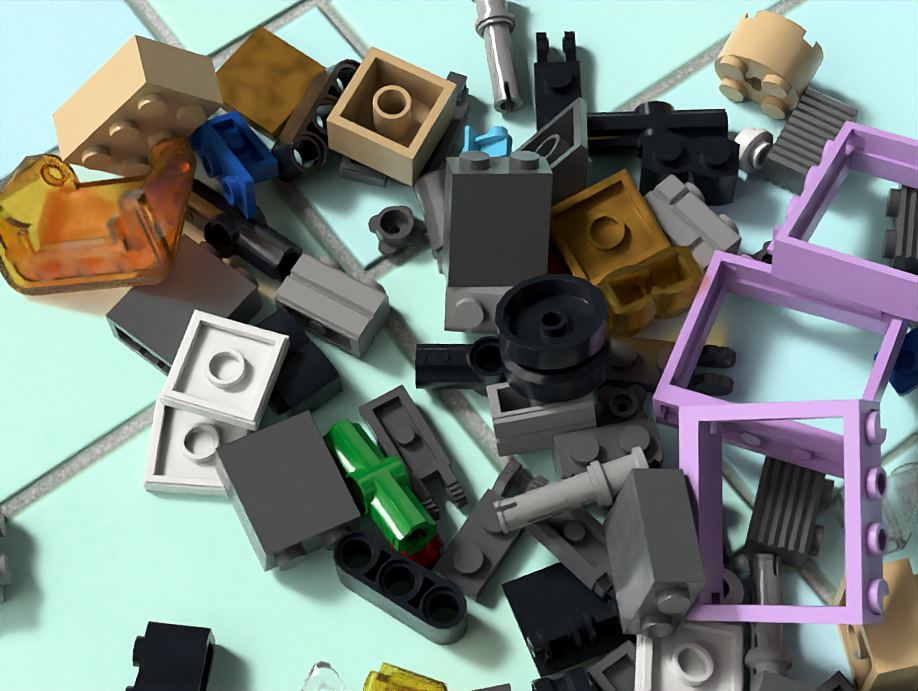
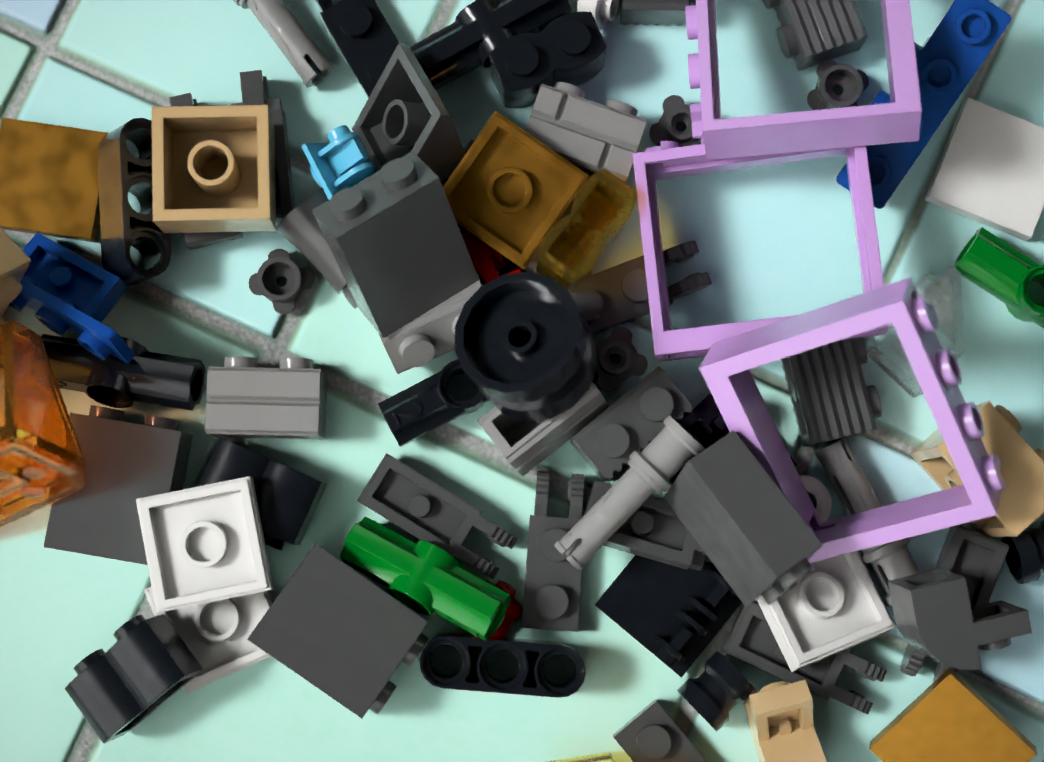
camera: 30 degrees left, 20 degrees up
(110, 446) = (132, 677): none -> black brick

